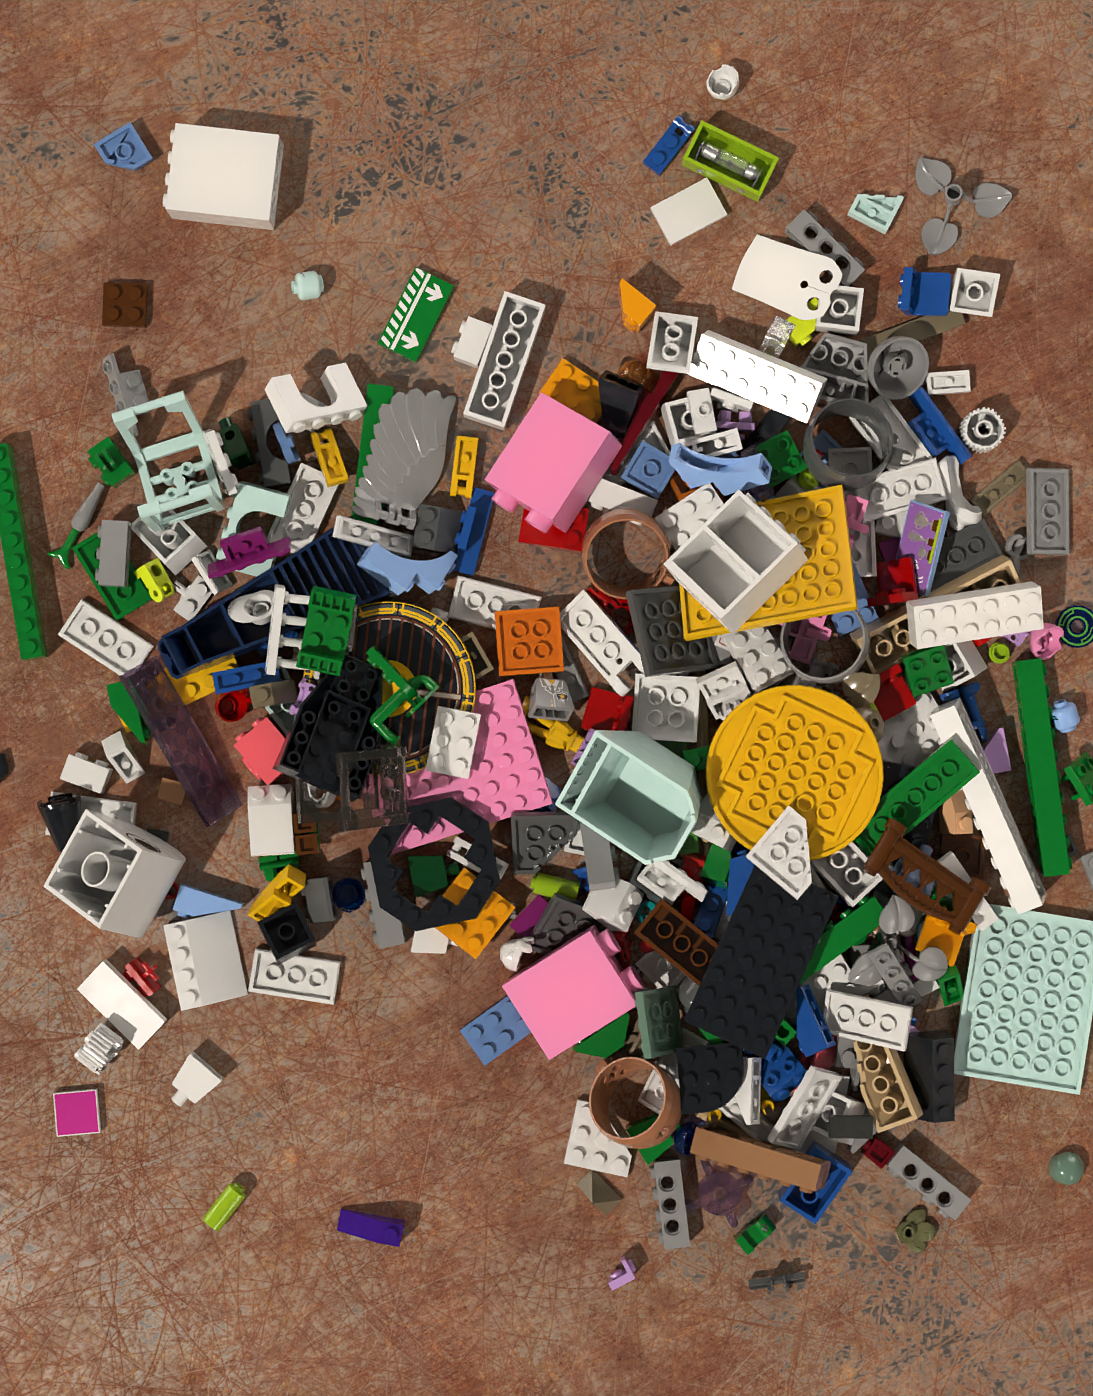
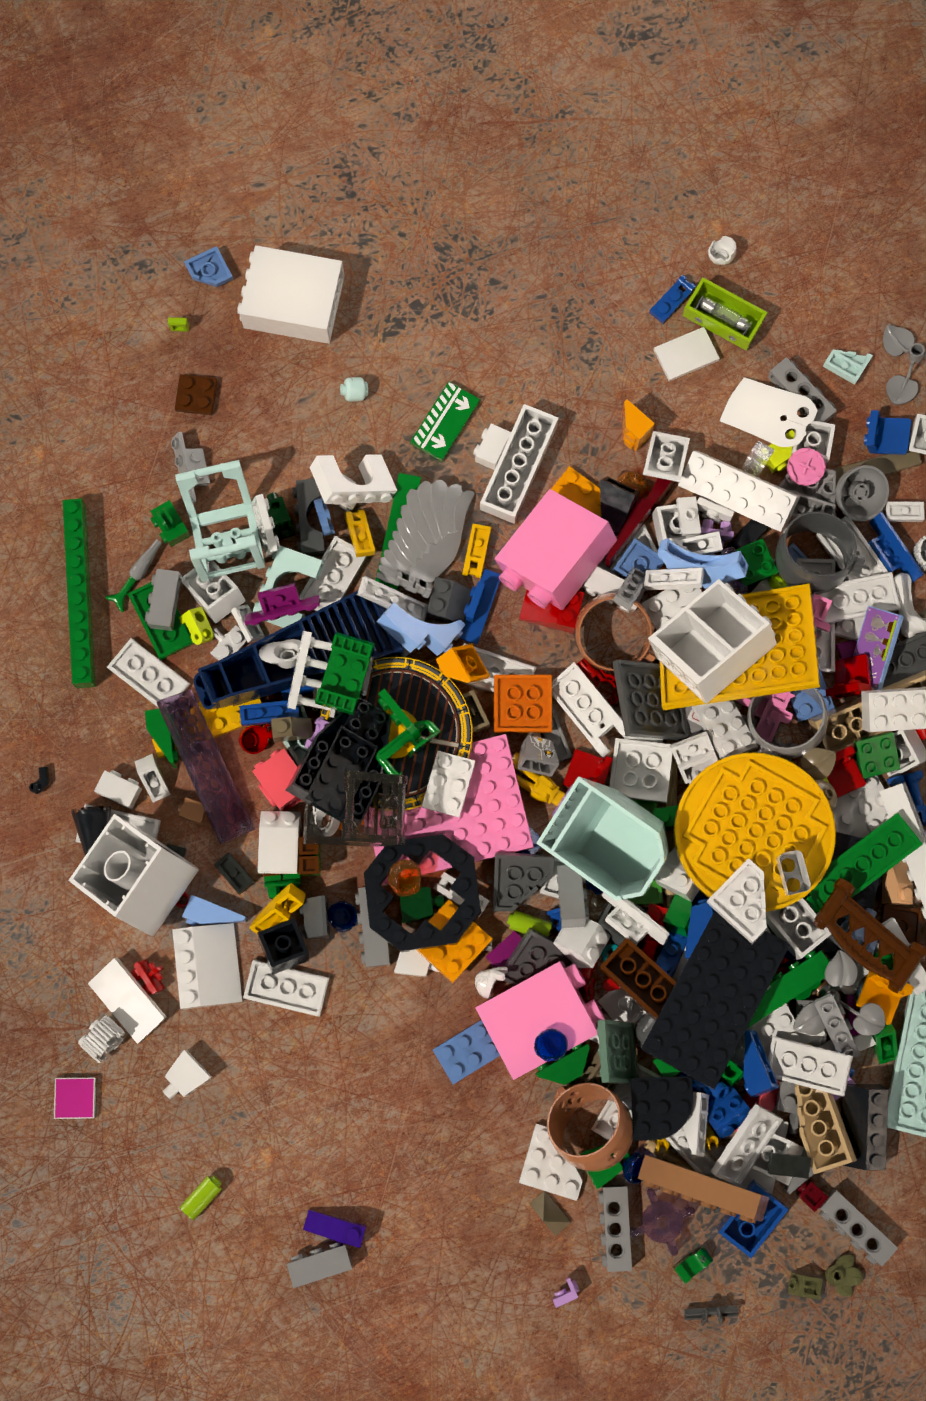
camera: 10 degrees right, 10 degrees down
(95, 222) = (178, 324): none -> lime tile
(224, 856) = (234, 873): none -> pearl dark grey plate
(357, 1266) = (319, 1264): none -> light grey brick
(413, 850) = (405, 877): none -> clear orange hair
(459, 605) = (463, 664): none -> light orange slope
(586, 1022) = (550, 1045): none -> clear blue hair
(641, 505) = (630, 588): none -> light grey tile
(689, 489) = (674, 579): none -> white plate
(832, 341) = (806, 466): none -> bright pink tile
(845, 810) = (800, 867): none -> white piece
(875, 1246) = (805, 1286): none -> olive bracket

